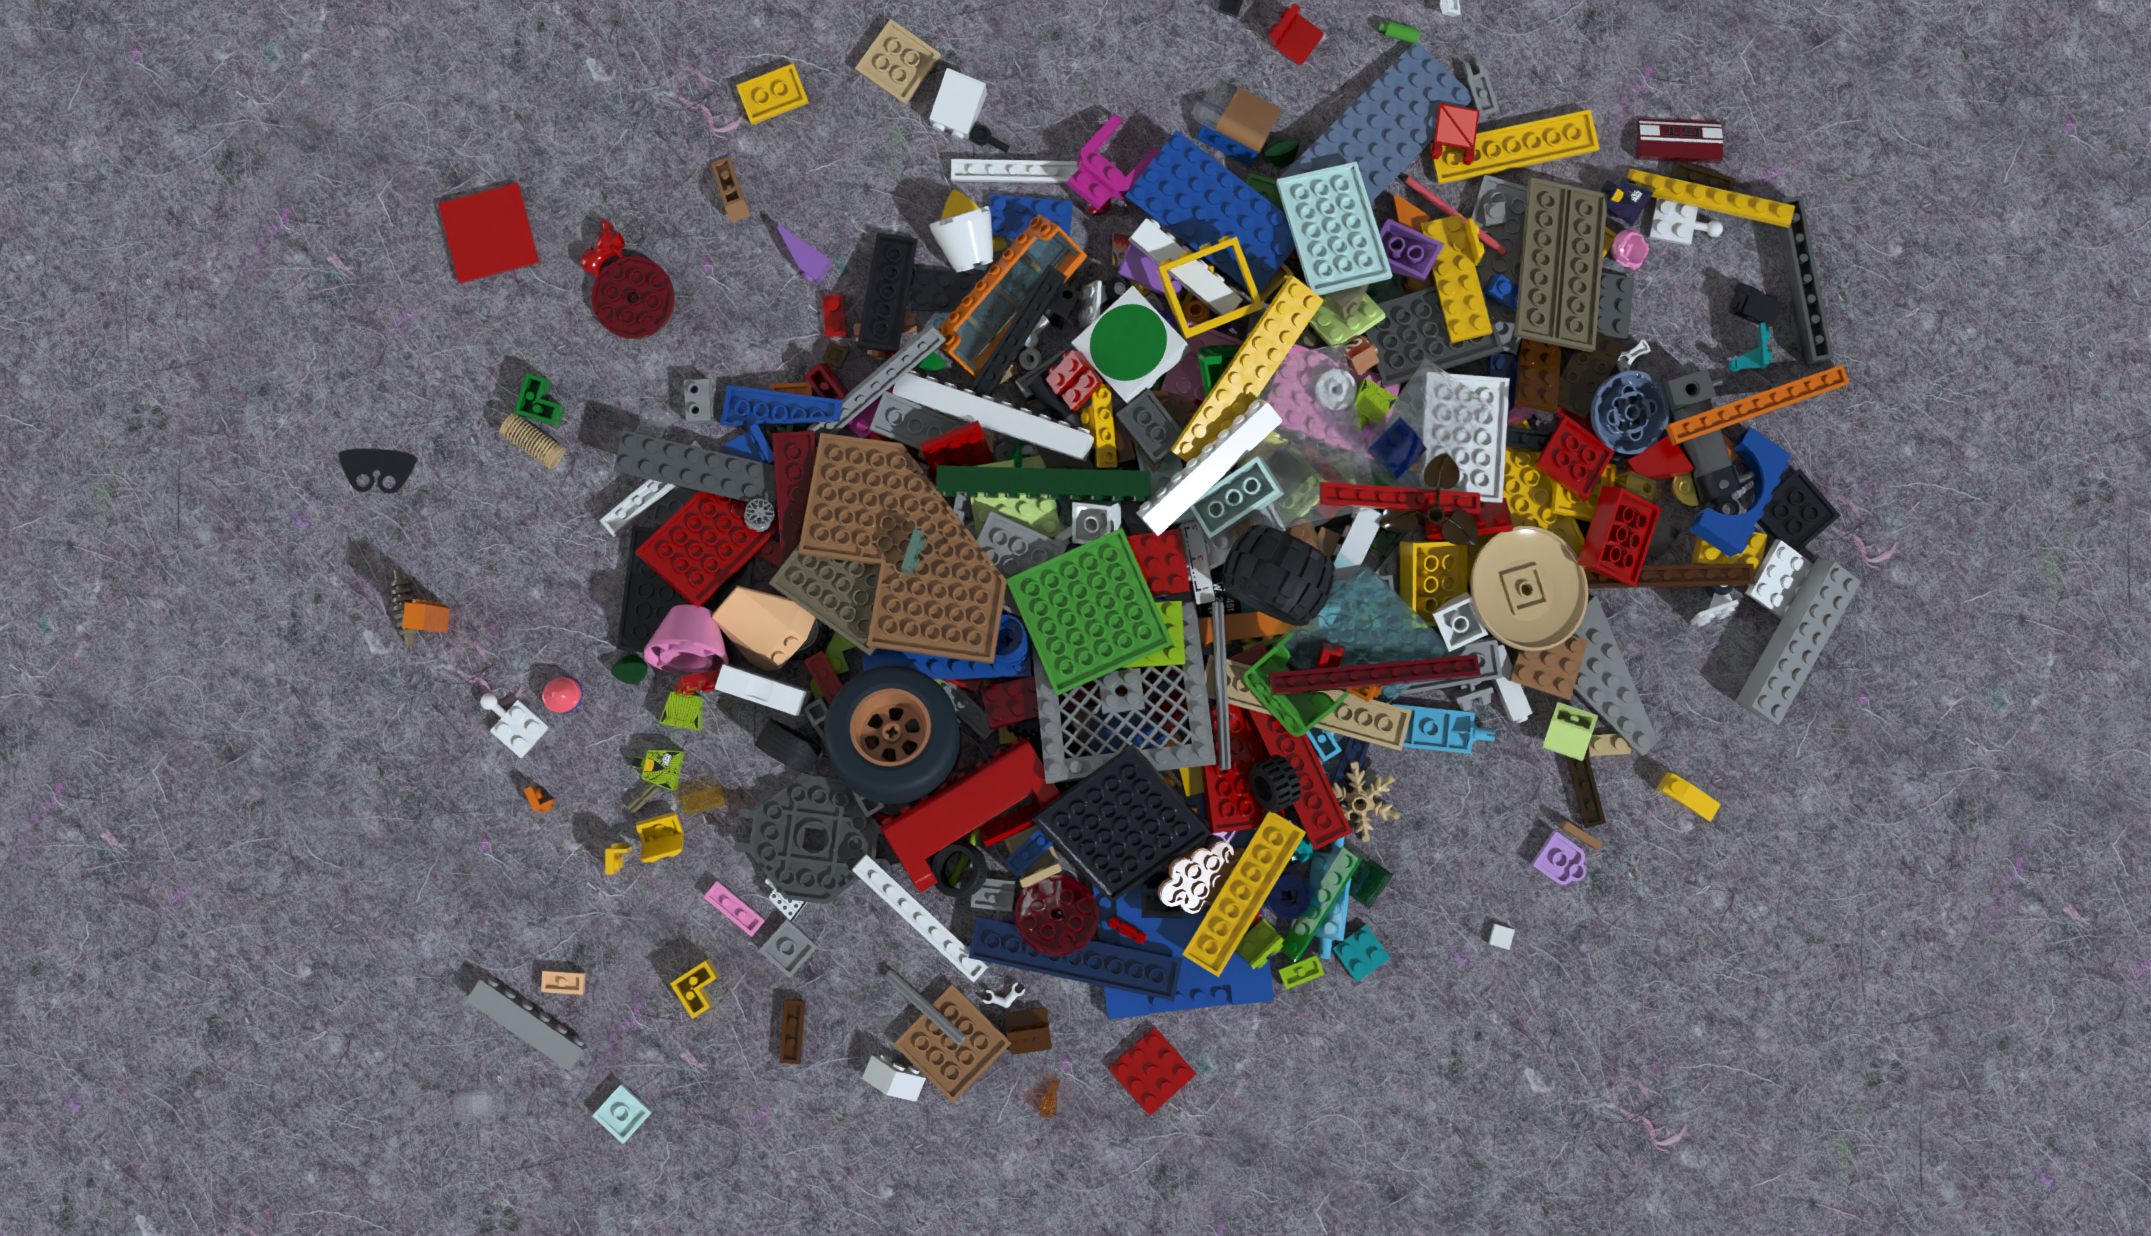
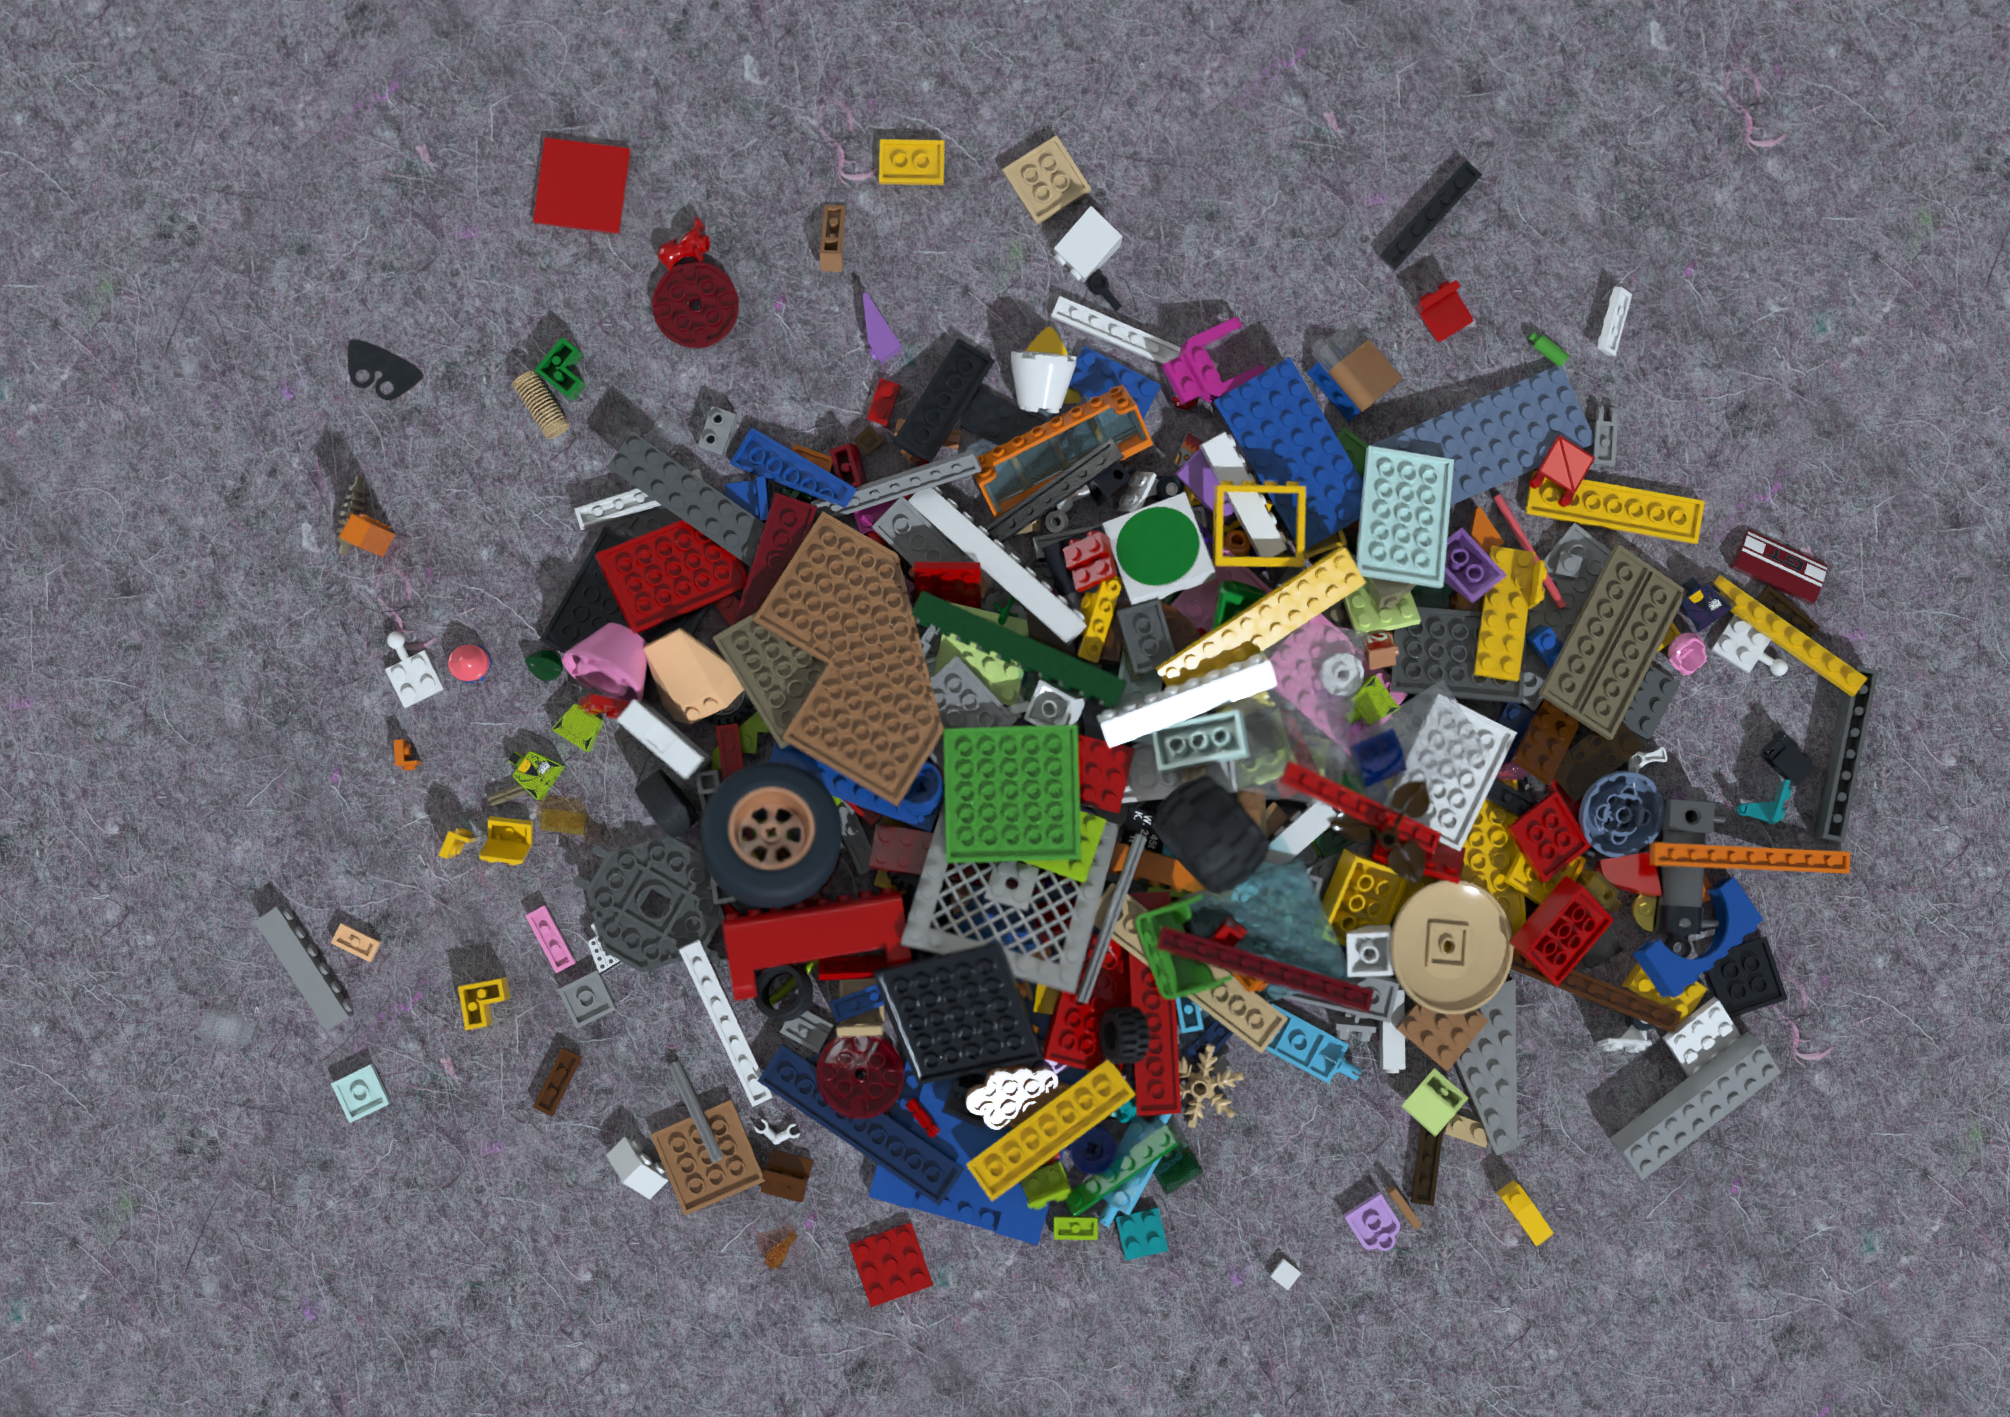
camera: 25 degrees right, 0 degrees up
(759, 515) = (730, 567): light grey wheel -> none
(910, 560) = (858, 672): sand green plate -> none
(933, 363) = (960, 487): green tile -> none
(1198, 562) = (1138, 788): white sticker -> none
(1281, 151) = (1385, 418): dark green piece -> none

